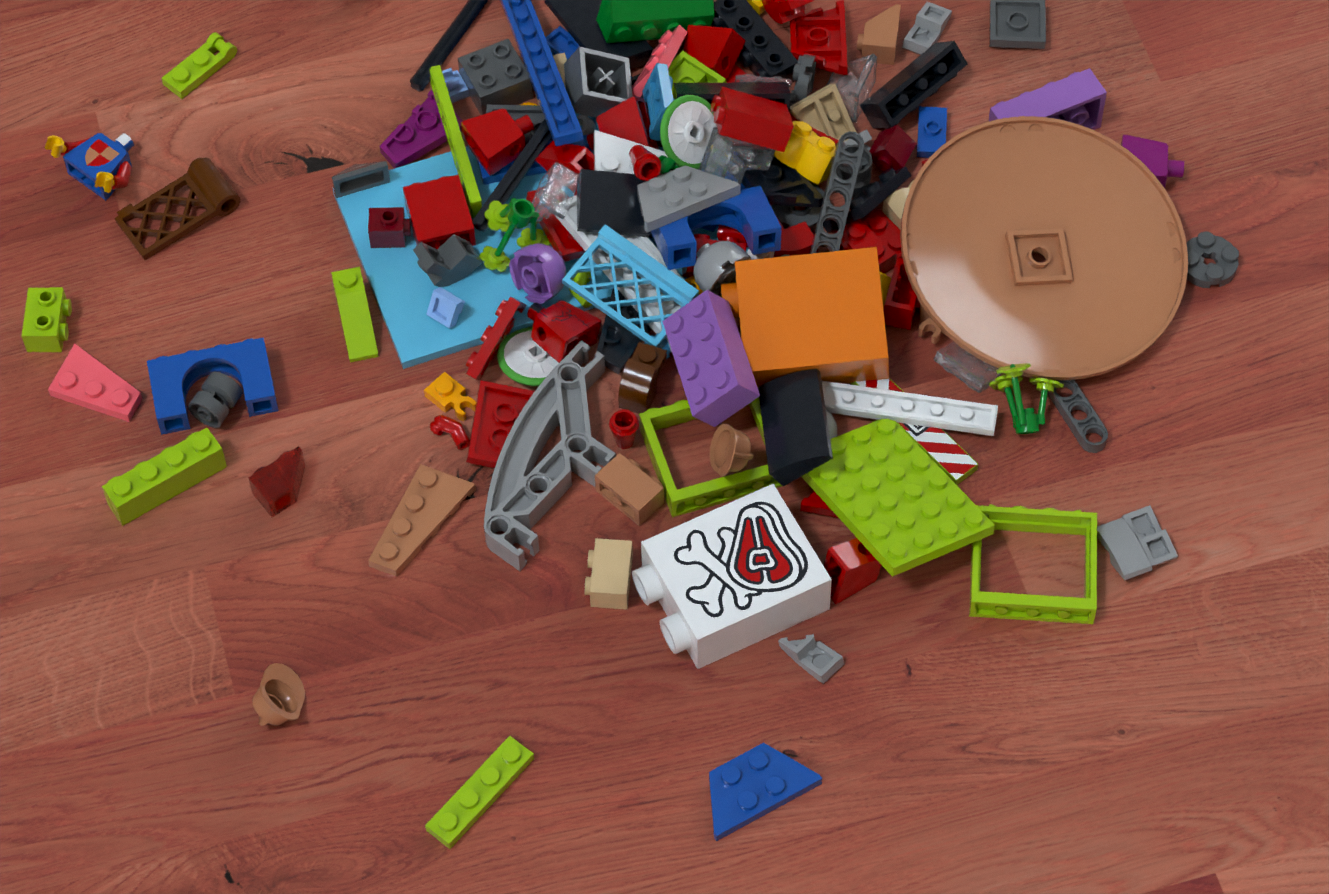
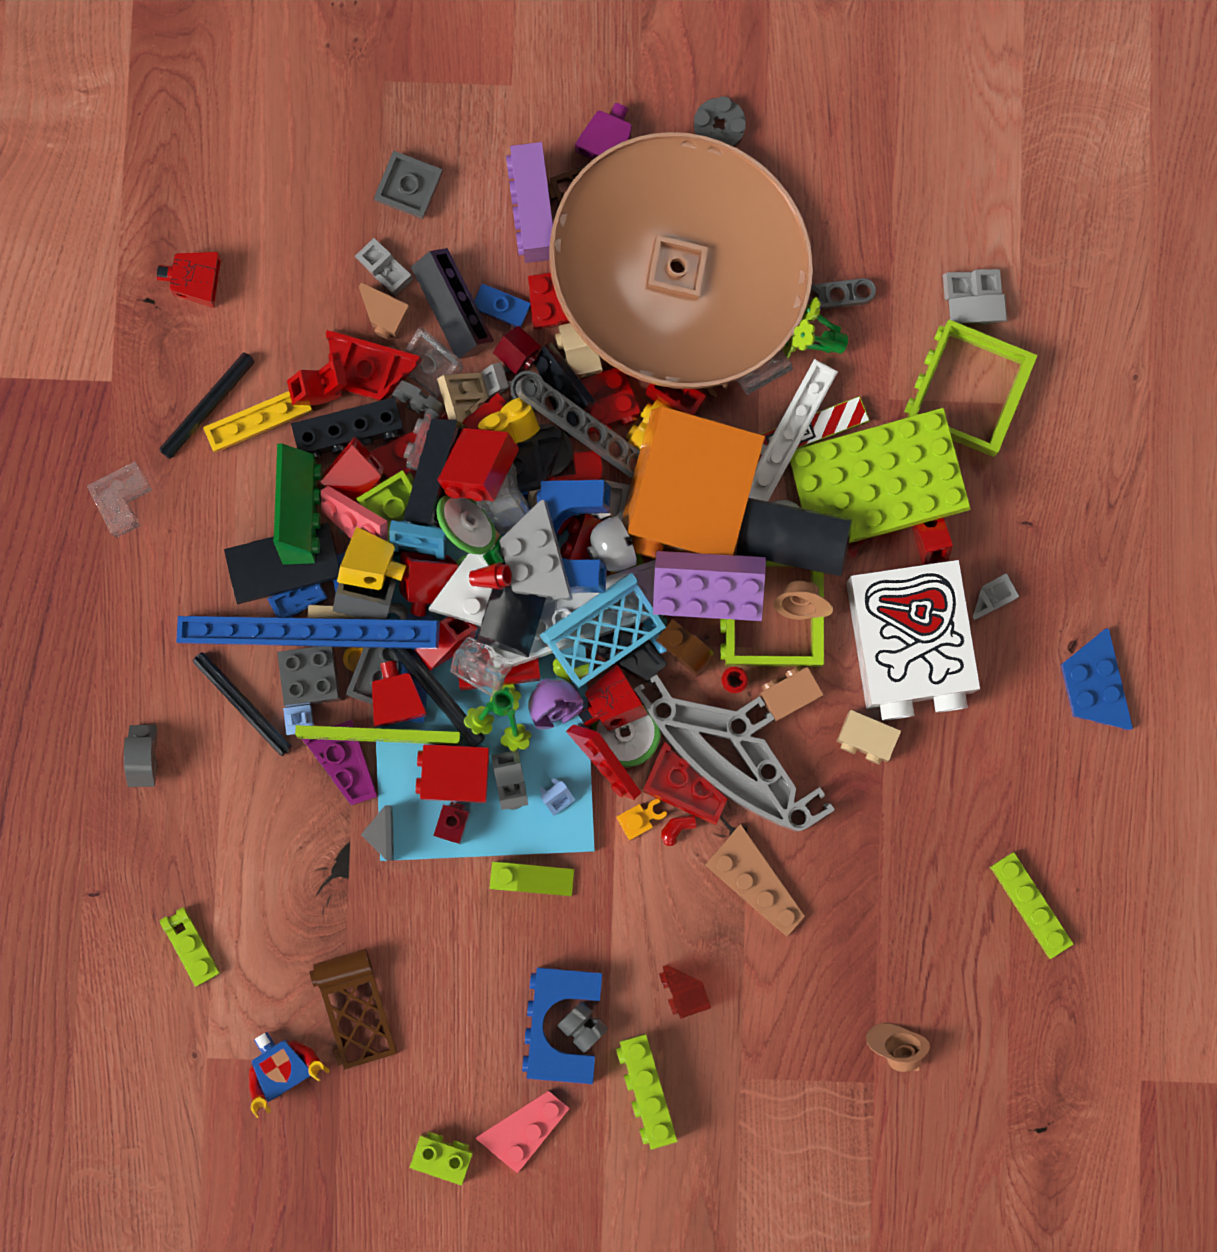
camera: 75 degrees left, 25 degrees up
(620, 65) = (369, 562): none -> yellow torso

